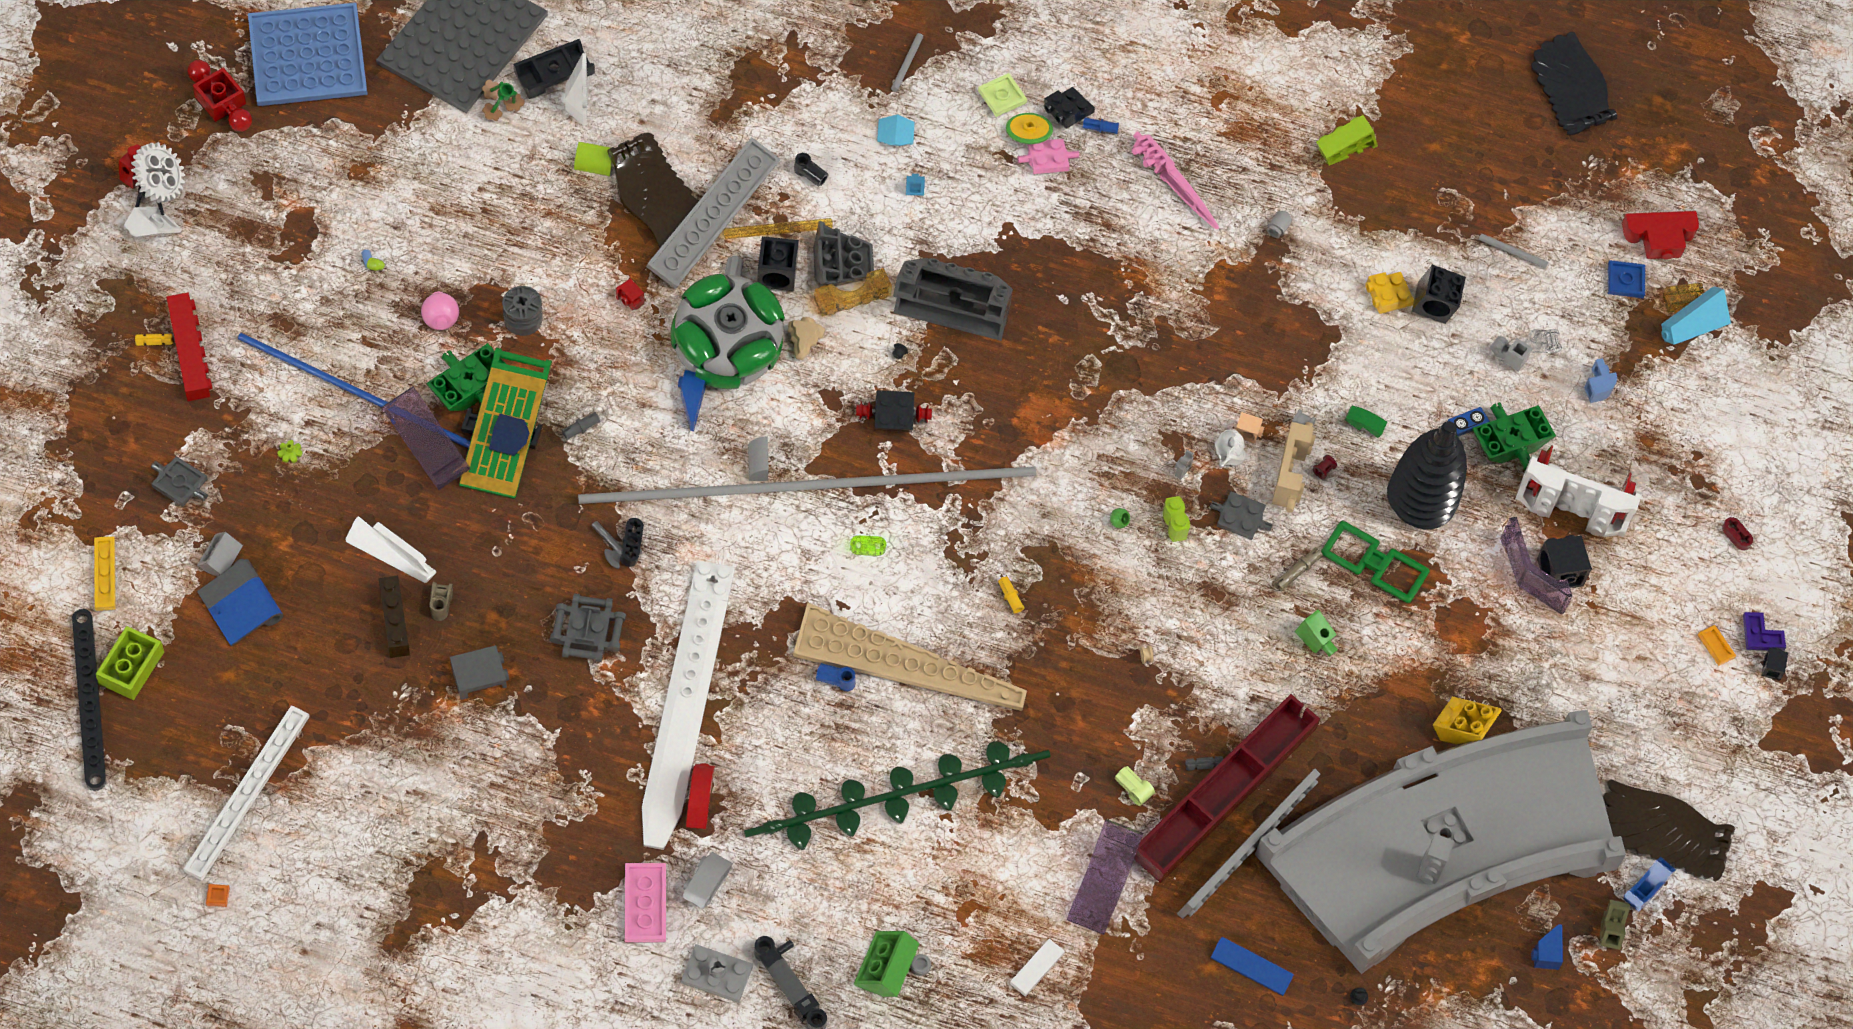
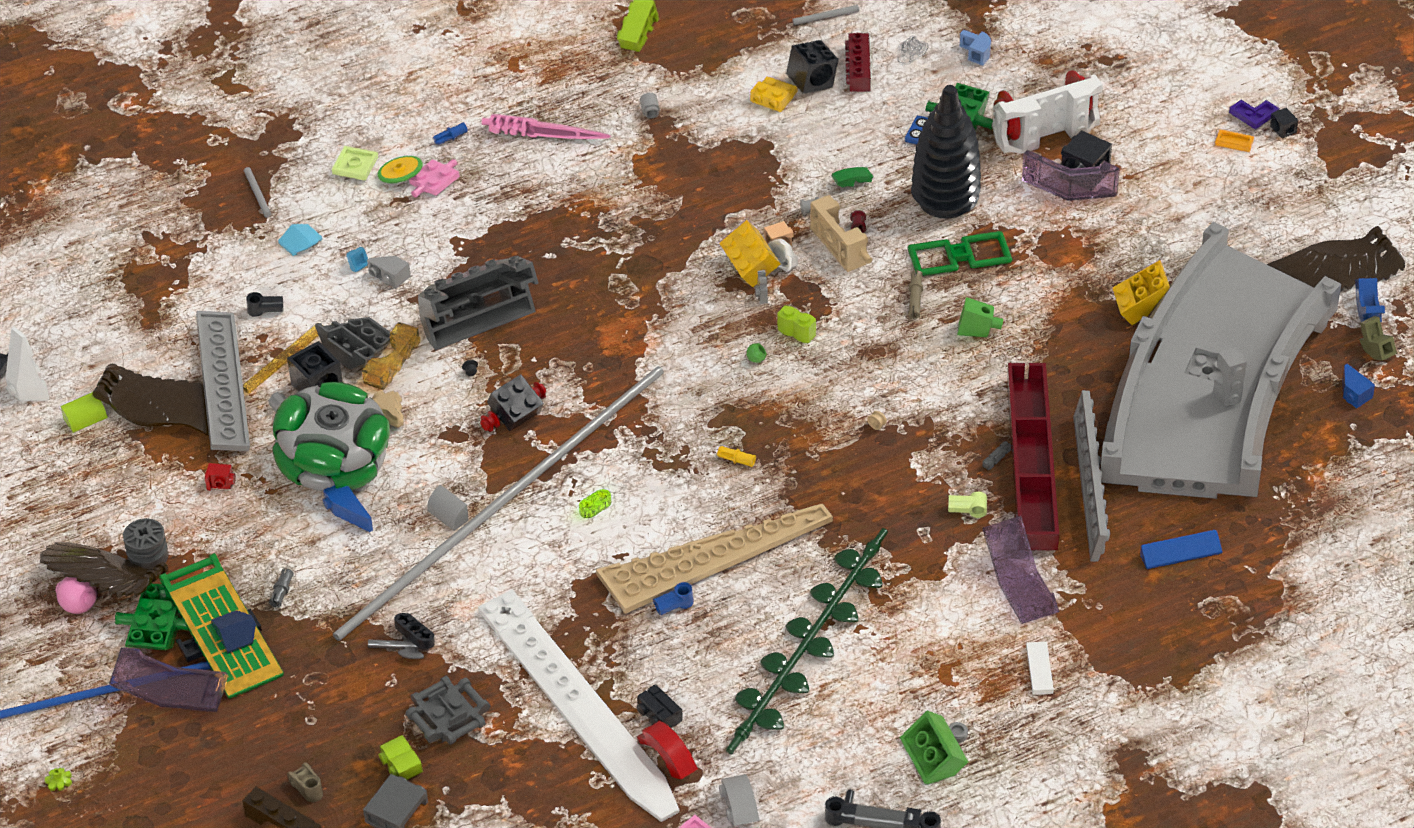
camera: 35 degrees left, 15 degrees down
(389, 548) = (222, 780): white wedge -> none
(470, 304) = (100, 568): none -> dark brown animal
(518, 638) = (400, 758): none -> lime brick
(732, 756) = (659, 707): none -> black brick
(929, 215) = (389, 269): none -> light grey slope
(1068, 107) = (412, 138): black plate -> none
(1204, 426) = (749, 252): none -> yellow brick
(1241, 515) = (837, 292): dark grey plate -> none
(1359, 996) = (1271, 511): black piece -> none
(1487, 318) = (858, 55): none -> dark red brick
(1513, 355) = (903, 69): light grey brick -> none
(1737, 533) = (1168, 70): dark red beam -> none

